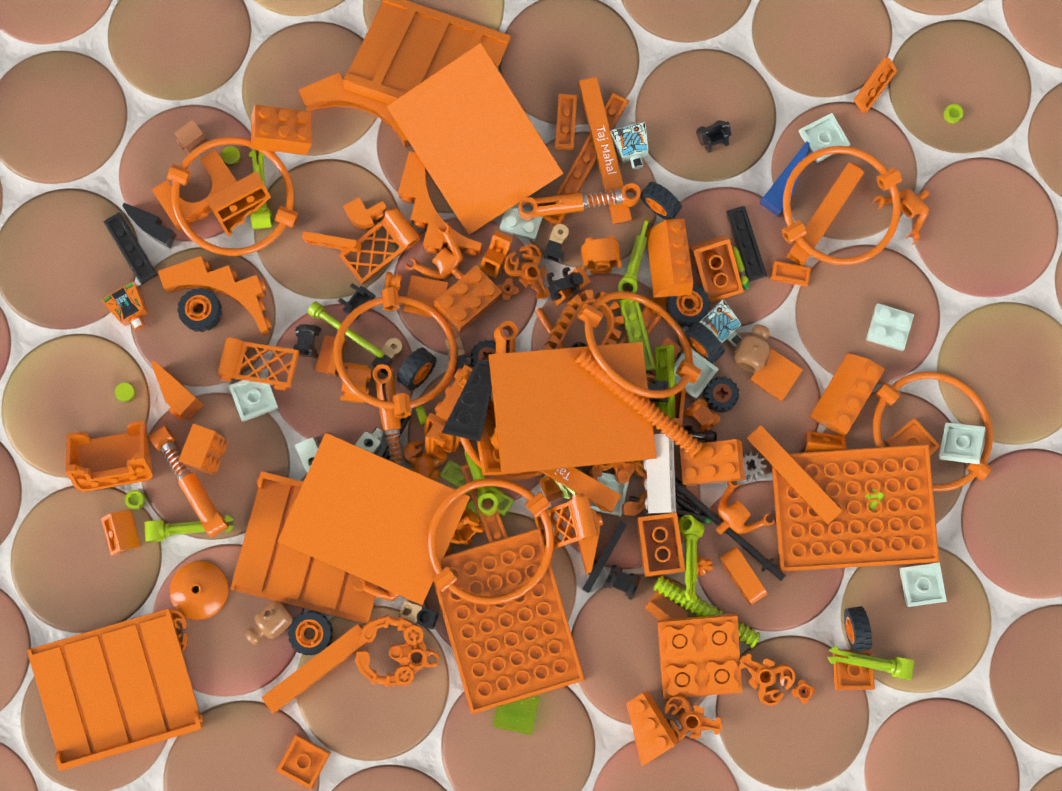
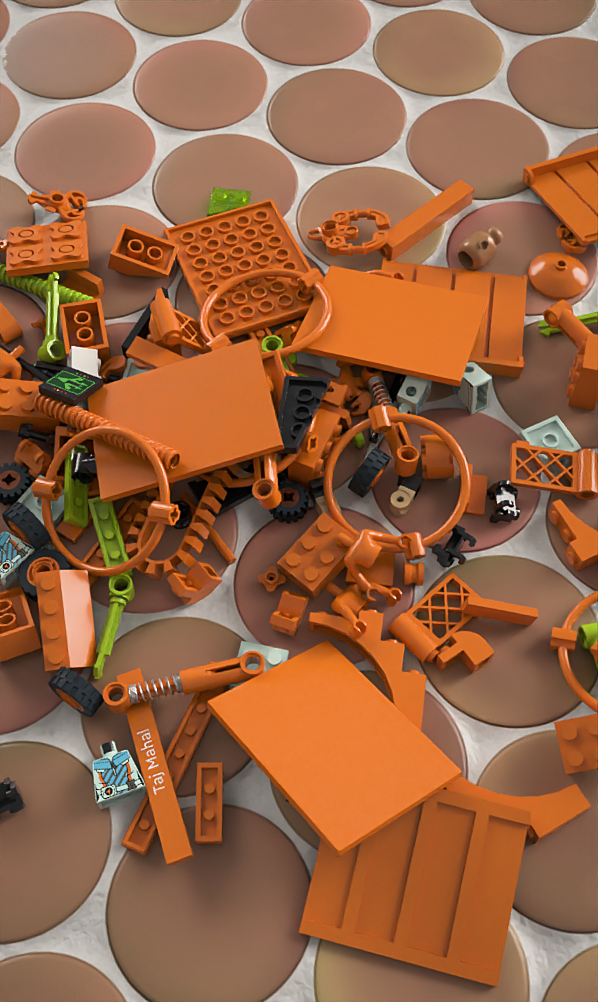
camera: 175 degrees right, 20 degrees down
(298, 636) = (438, 245): black wheel -> none
(303, 761) = (423, 160): orange tile -> none
(317, 311) = (498, 534): lime piece -> none
(419, 615) = (326, 259): leg -> none
(429, 285) = (364, 552): none -> orange piece
(529, 271) = (247, 601): orange animal -> none
(557, 239) = (213, 641): leg -> none
(561, 284) = (199, 570): black piece -> none
(600, 255) = (155, 619): orange brick -> none
(605, 641) = (142, 254): none -> orange slope
(622, 581) = (126, 303): black piece -> none
(650, 728) = (97, 193): orange wedge -> none
(669, 455) = (70, 386): none -> black tile

